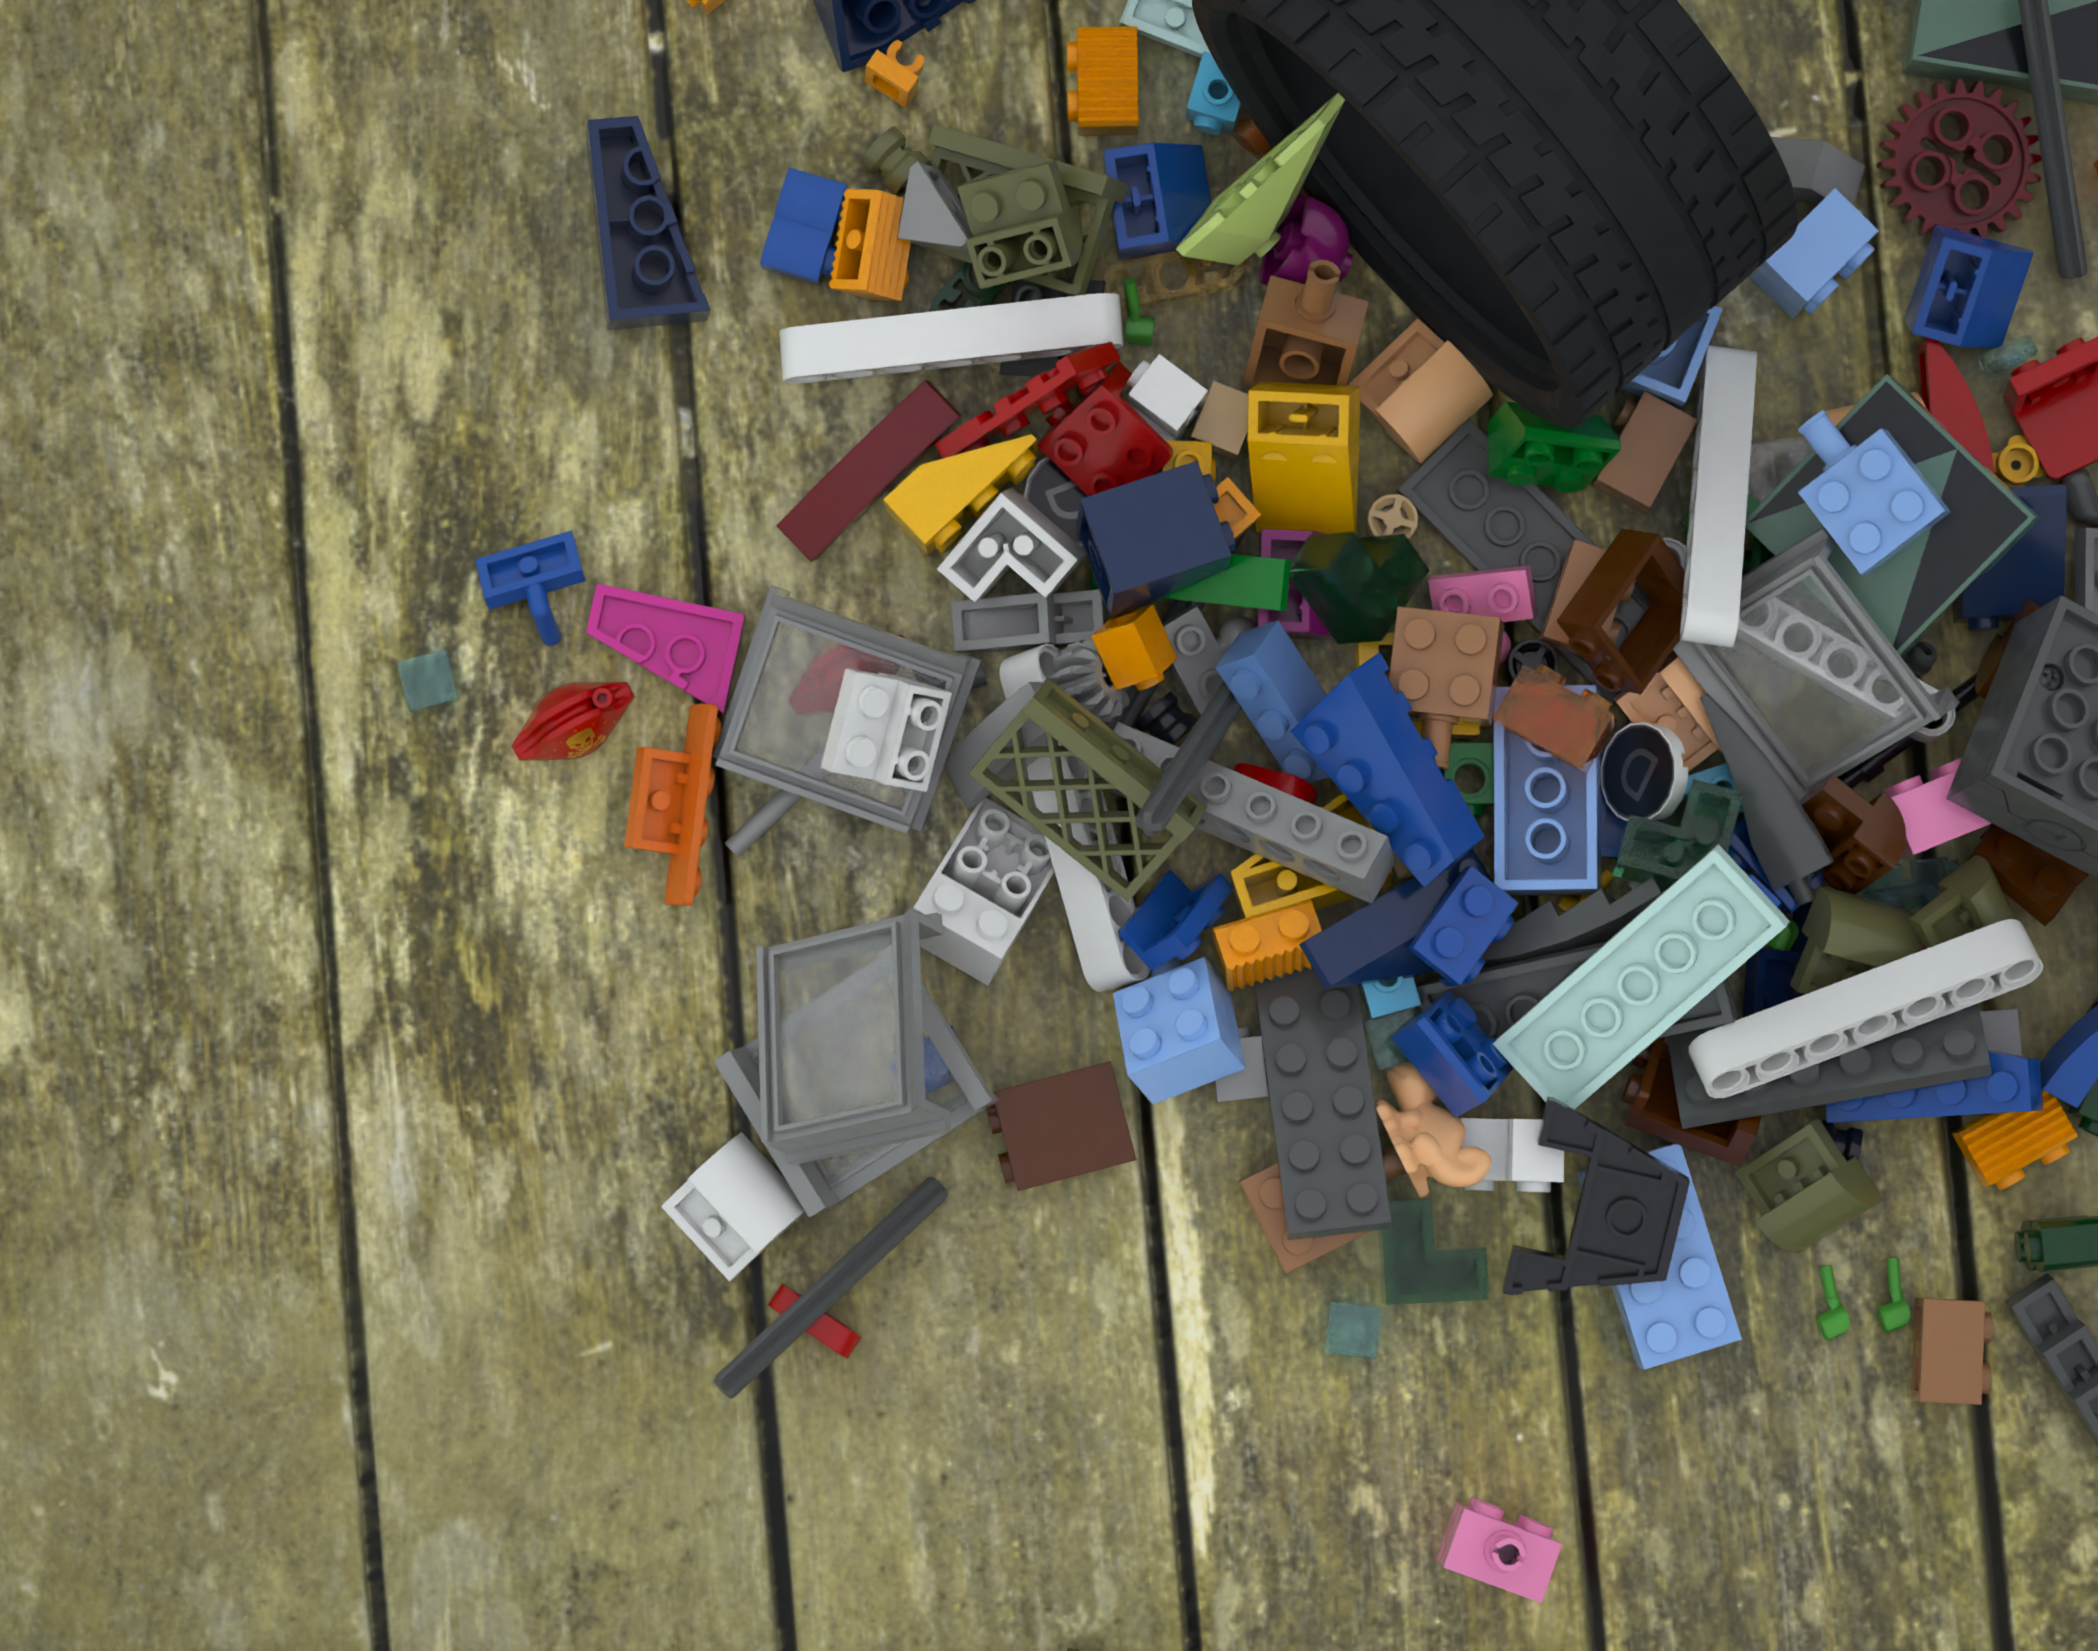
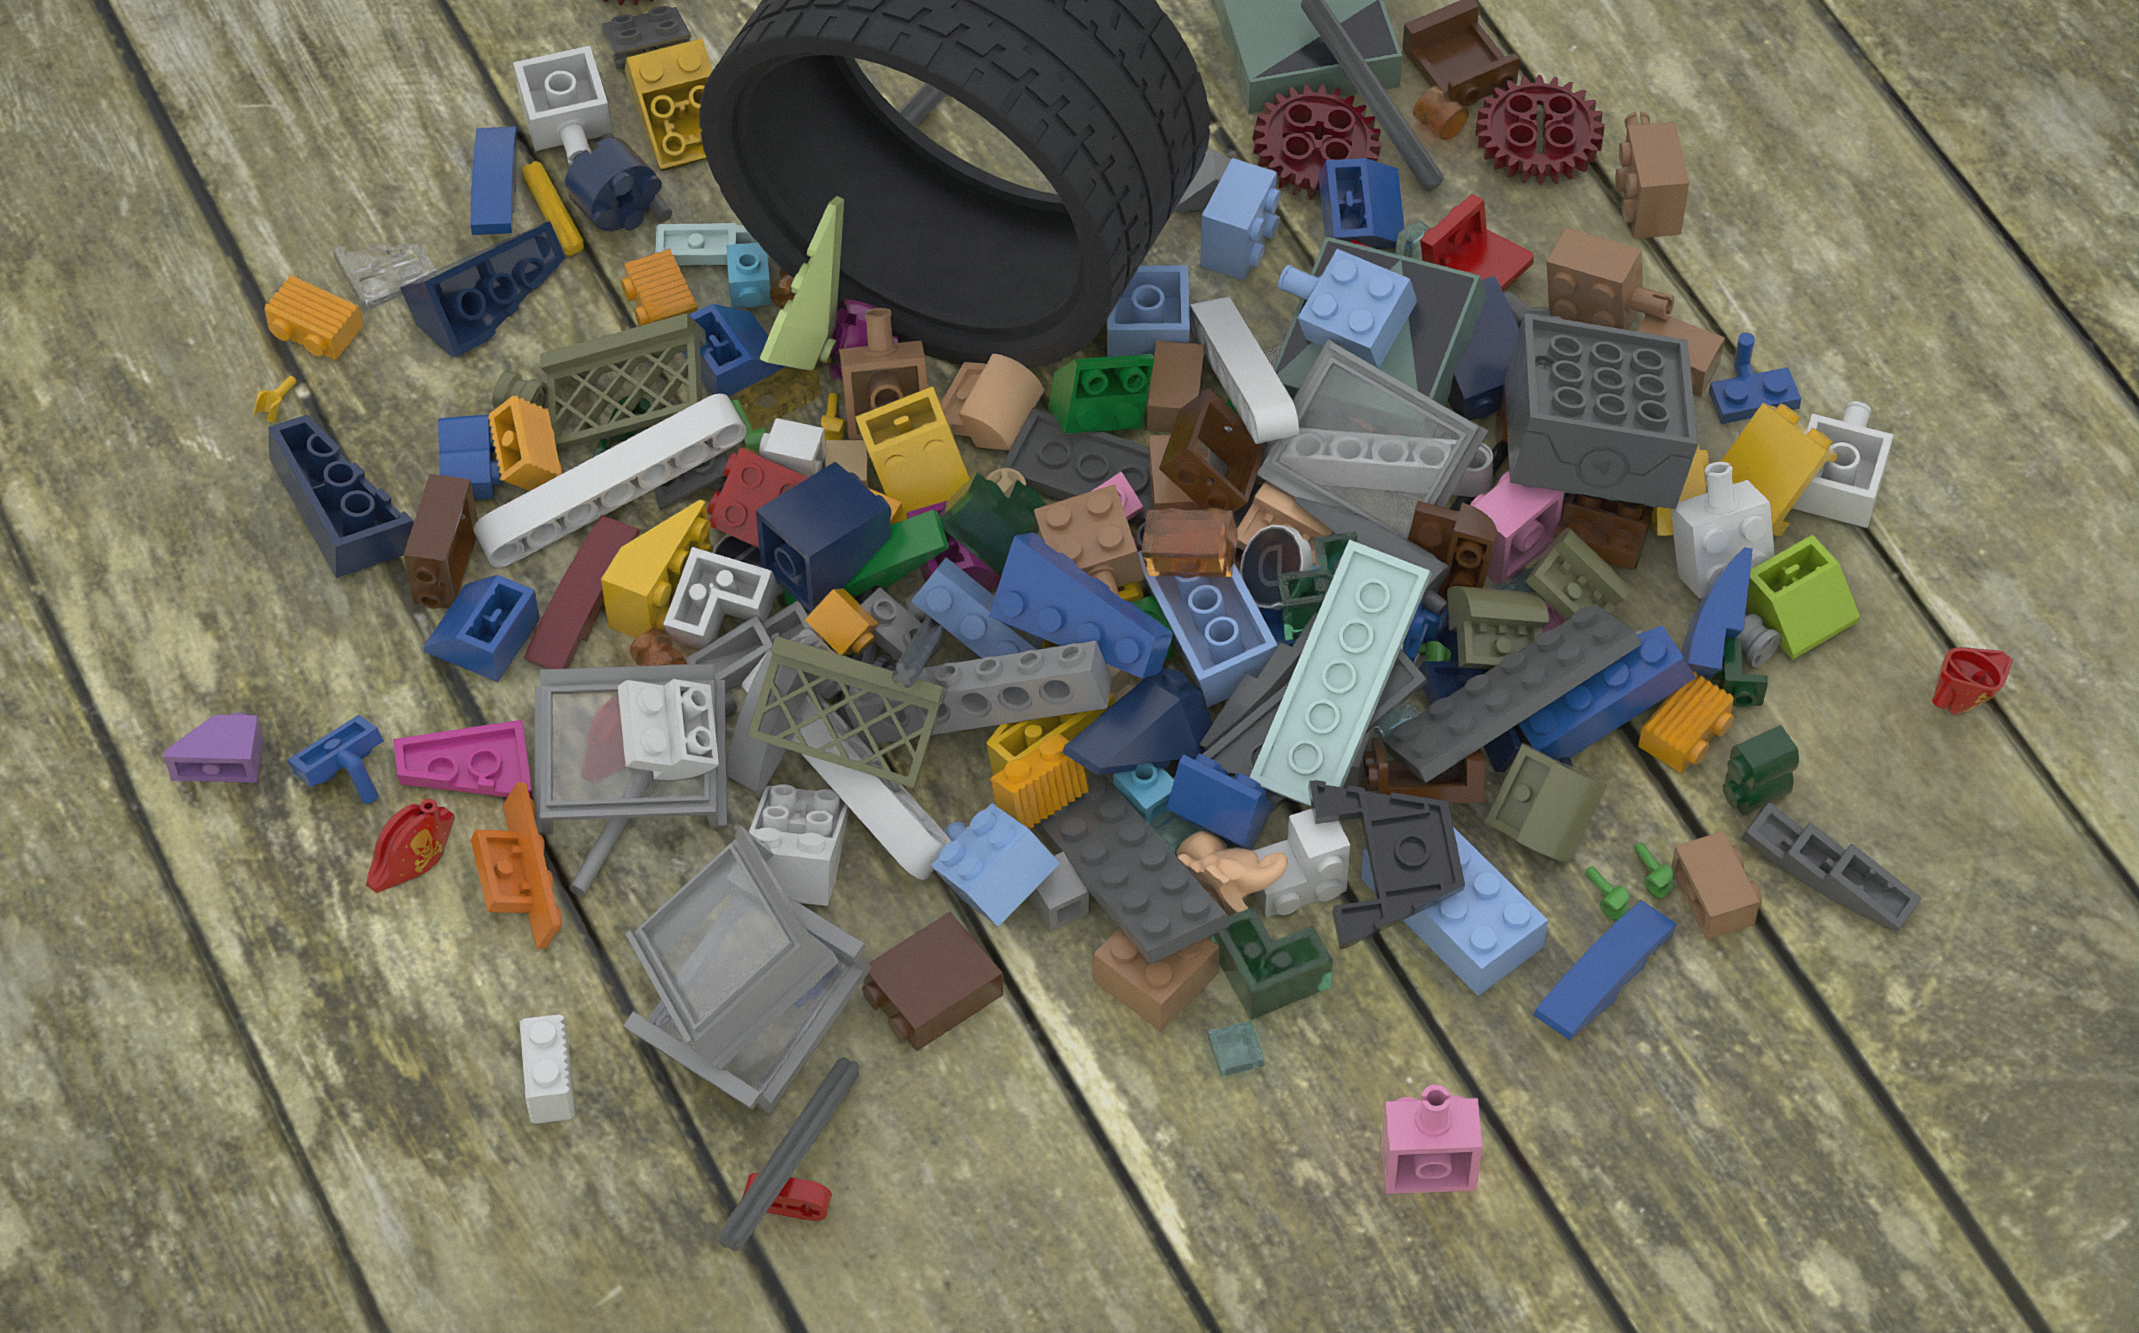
camera: 25 degrees left, 30 degrees down
(408, 518) = (218, 751): none -> medium lavender slope
(428, 681) = (279, 860): clear light blue tile -> none
(615, 51) = (270, 401): none -> yellow hand
(619, 1070) = (547, 1069): none -> white brick
(732, 348) = (441, 541): none -> reddish brown window
(734, 1206) = (683, 1134): white brick -> none
(743, 471) = (486, 626): none -> blue slope
(891, 77) = (495, 344): light orange tile -> none
(922, 590) = (654, 649): none -> clear orange wheel
(932, 211) = (567, 409): light grey slope -> none
(1020, 224) = (631, 369): olive brick -> none
(1043, 392) = (699, 473): red wing -> none
(1173, 917) = (948, 805): blue bracket -> none
(1233, 345) = (833, 427): none -> yellow hand
(1463, 927) = (1186, 706): blue bracket -> none
(1781, 1406) = (1604, 970): none -> blue slope
(1865, 1008) = (1521, 639): white beam -> none

